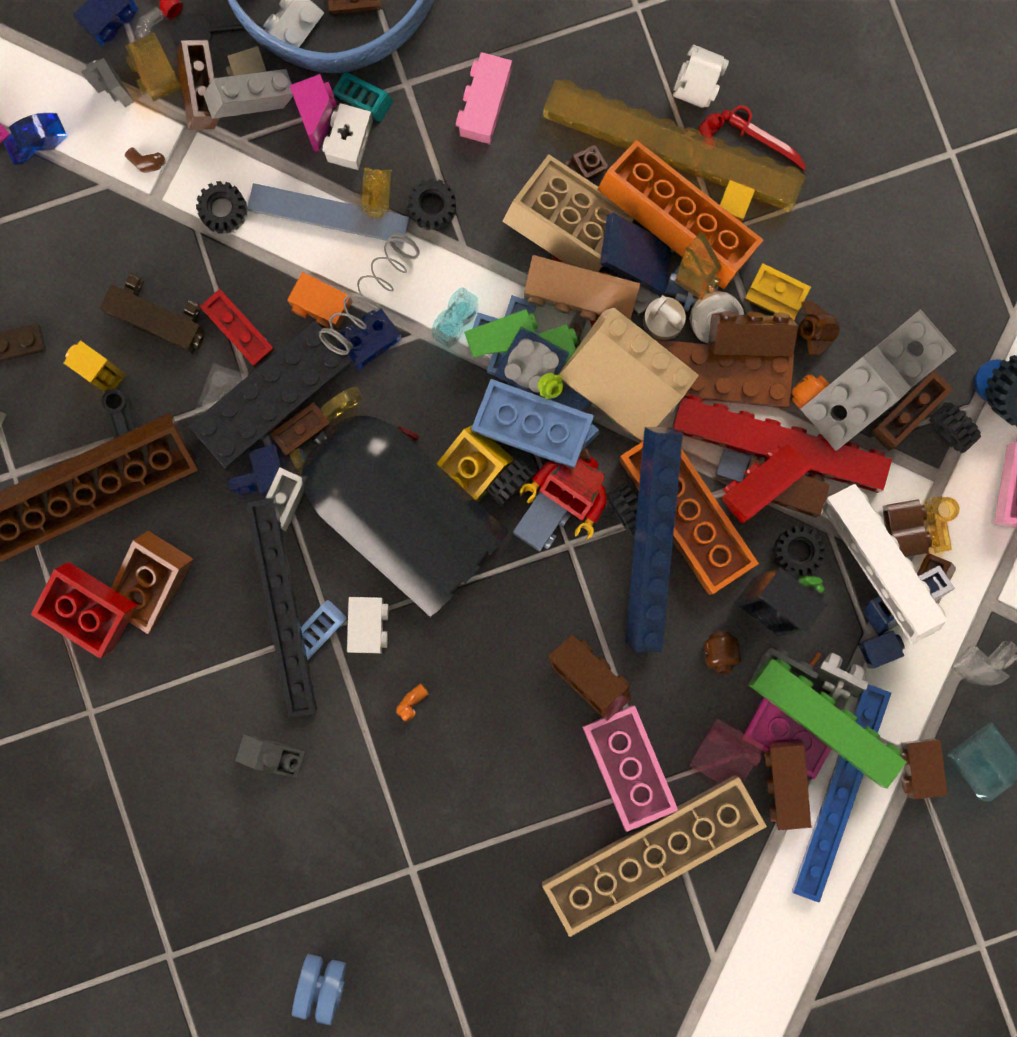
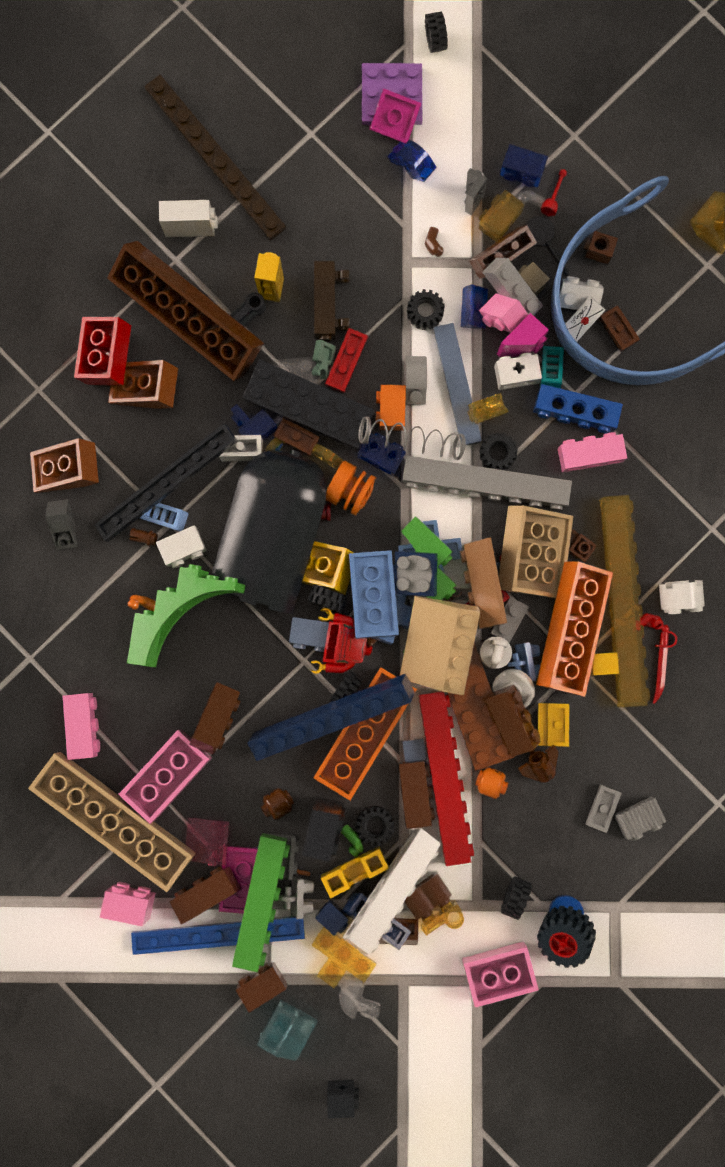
camera: 65 degrees right, 0 degrees up
(201, 721) = (64, 466): none -> dark orange slope
(221, 352) = (324, 356): none -> sand green plate
(245, 151) = (473, 300): none -> clear blue slope
(272, 118) = (503, 313): none -> bright pink brick
(300, 256) = (416, 379): none -> light grey brick
(322, 28) = (584, 318): none -> white tile
(332, 665) = (149, 538): none -> reddish brown pin
(393, 392) = (350, 488): none -> orange wheel
(446, 702) = (153, 626): none -> bright green arch
(447, 55) = (609, 410): none -> blue brick
(460, 311) = (431, 507): clear light blue brick -> none
(461, 234) = (486, 482): none -> light grey brick
(523, 842) = (81, 726): none -> bright pink brick
(550, 385) = (405, 594): lime plate -> none
(635, 254) = (530, 610): dark blue tile -> none
(699, 268) = (540, 660): clear yellow slope -> none
(759, 880) = (127, 904): none -> bright pink brick
(765, 482) = (409, 778): red slope -> none
(839, 588) = (361, 867): none -> yellow arch
(878, 380) = (522, 826): light grey bracket -> none
(898, 282) = (603, 808): none -> light grey plate
(911, 410) = (513, 860): reddish brown brick -> none
(929, 247) = (640, 818): none -> light grey brick
(932, 660) = (341, 958): none -> clear yellow plate

